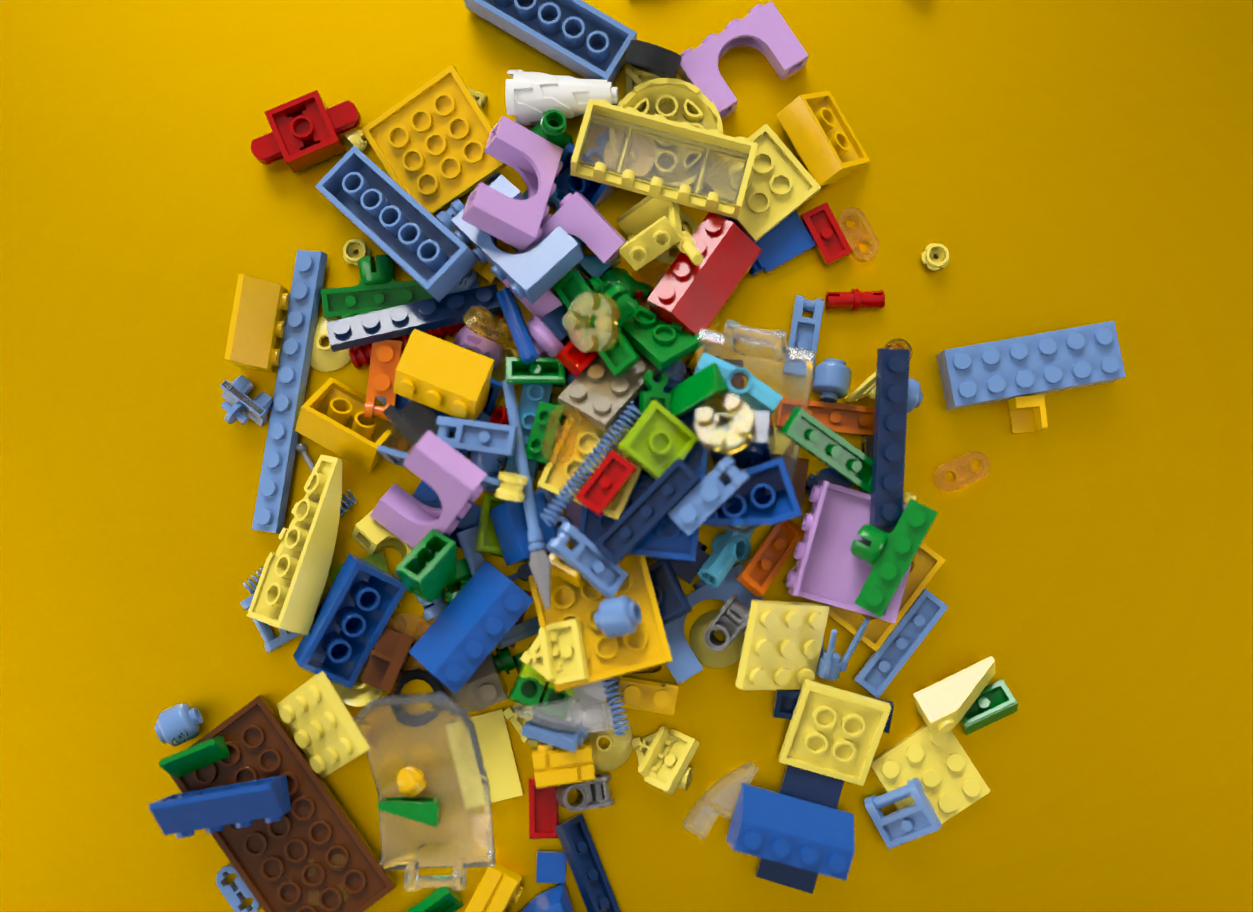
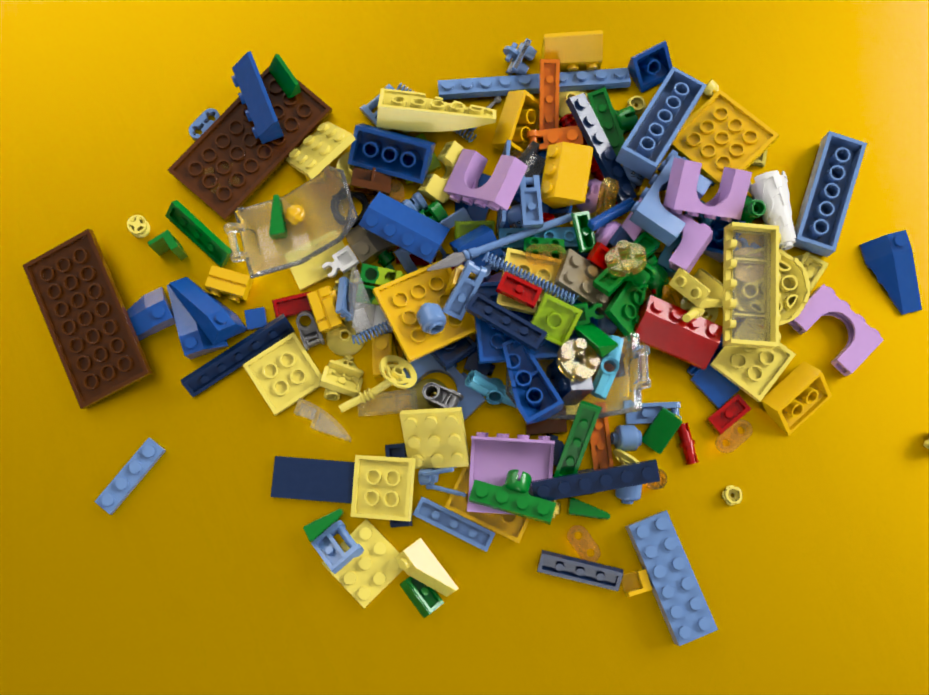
camera: 75 degrees right, 5 degrees down
(178, 724) = (303, 63): medium blue head -> none
(300, 121) = (715, 49): red brick -> none
(305, 217) = (650, 66): none -> blue slope
(315, 373) = (549, 93): none -> orange plate
(429, 566) = (437, 190): green torso -> none
(496, 723) = (343, 261): none -> white plate
(511, 486) = (502, 229): light yellow wheel -> none
(559, 653) = (399, 285): light yellow slope -> none
(640, 841) = (284, 373): none -> light yellow plate
(653, 59) = (819, 266): black tyre -> none
(690, 690) = (395, 377): none -> light yellow dish
(708, 496) = (525, 359): medium blue plate -> none
(714, 700) = (389, 403): none -> clear slope
(770, 556) = (494, 418): orange plate -> none
(792, 831) = (310, 471): blue slope -> none
(832, 329) = (661, 430): none -> green slope
(869, 836) = (318, 526): none -> green slope
(919, 457) = (579, 508): none -> green slope
(997, 485) = (580, 570): none -> plate

